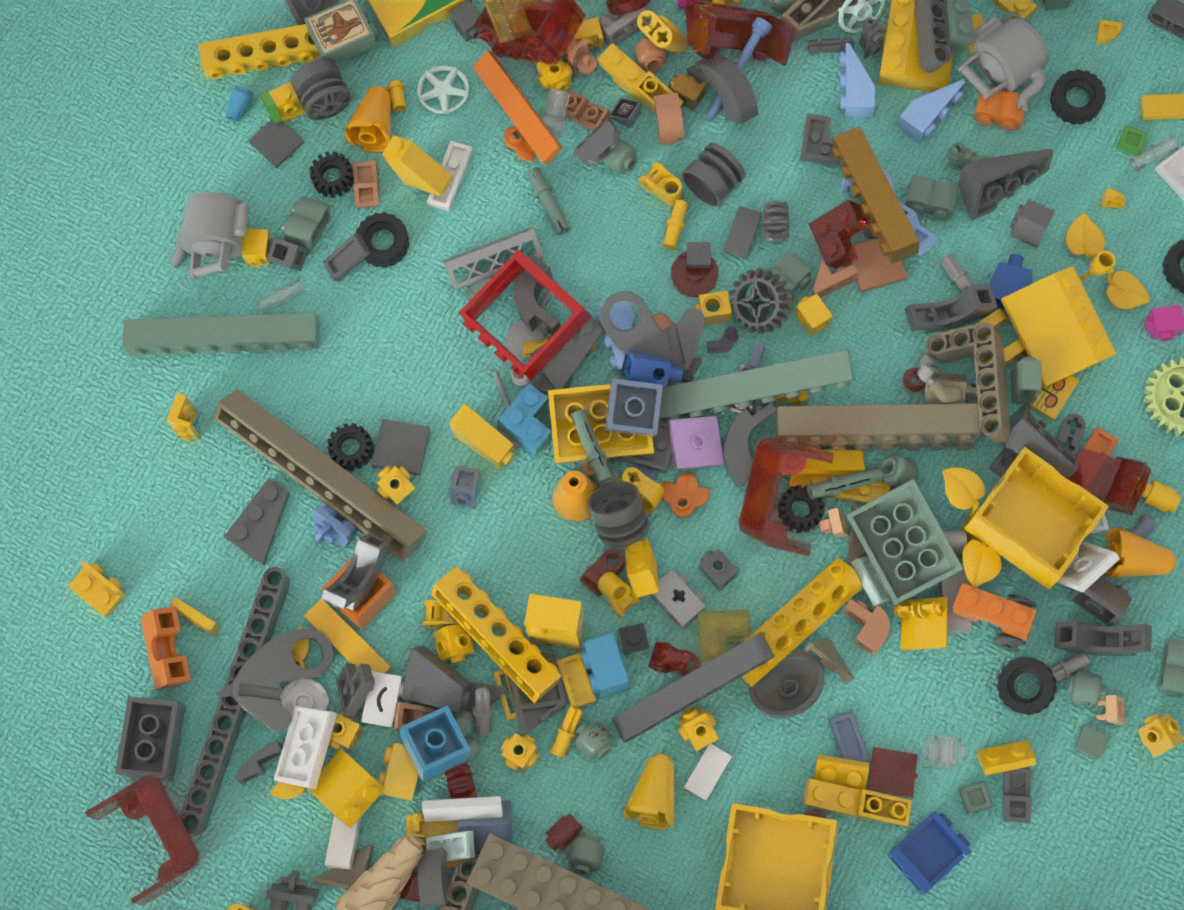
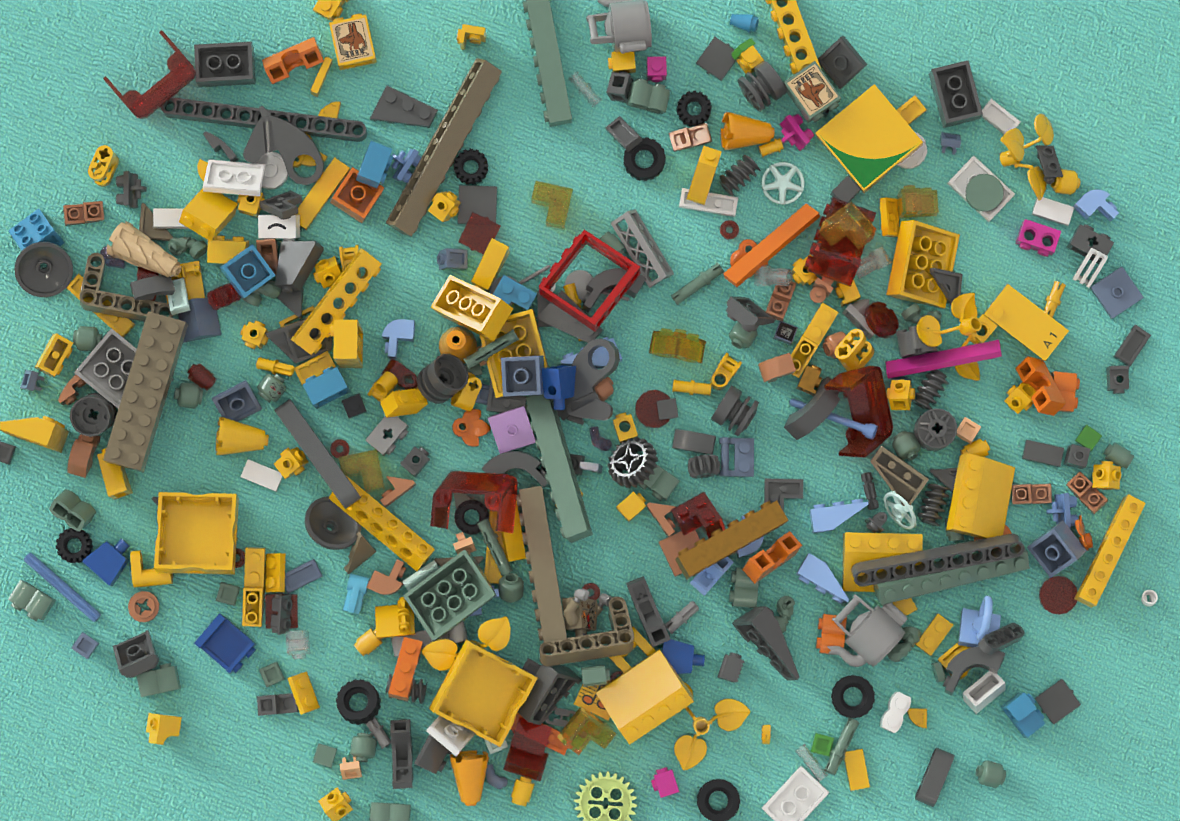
camera: 70 degrees right, 10 degrees up
(158, 570) = (352, 41): none -> brick
(240, 612) = (331, 110): none -> yellow tile
(273, 208) = (656, 69): none -> dark pink brick
(322, 559) = (374, 164): none -> dark azure brick
(361, 573) = (363, 193): dark grey arch -> none
(381, 837) = (180, 245): none -> sand green arm
(384, 65) = (794, 133): none -> dark pink hips
(413, 347) = (557, 199): none -> clear yellow brick
(422, 132) = (738, 174): none -> dark grey piece
(438, 448) = (479, 233): none -> clear red piece
(462, 809) = (205, 300): white tile -> none
(482, 711) = (279, 302): light grey axle -> none
(488, 150) = (729, 223): none -> clear red plate
(534, 462) = (471, 308): none -> yellow brick
(546, 569) = (398, 330): none -> light blue brick
(606, 789) = (237, 402): none -> sand blue slope
(621, 230) = (677, 345): none -> clear yellow brick
(668, 658) = (340, 433): clear red piece -> none
(749, 593) = (401, 487): none -> nougat slope
(768, 180) = (742, 457): none -> sand blue plate
(860, 841) = (227, 593): none -> sand green tile
(875, 668) = (356, 591): none -> medium azure piece
(888, 766) = (282, 604): none -> dark grey hinge
(903, 160) = (767, 561): none -> orange arch
(947, 663) = (367, 642): none -> yellow brick
(1093, 407) = (583, 728): none -> clear yellow brick
(1101, 51) = (897, 707): none -> white brick
(1146, 120) = (839, 751): none -> sand green pin

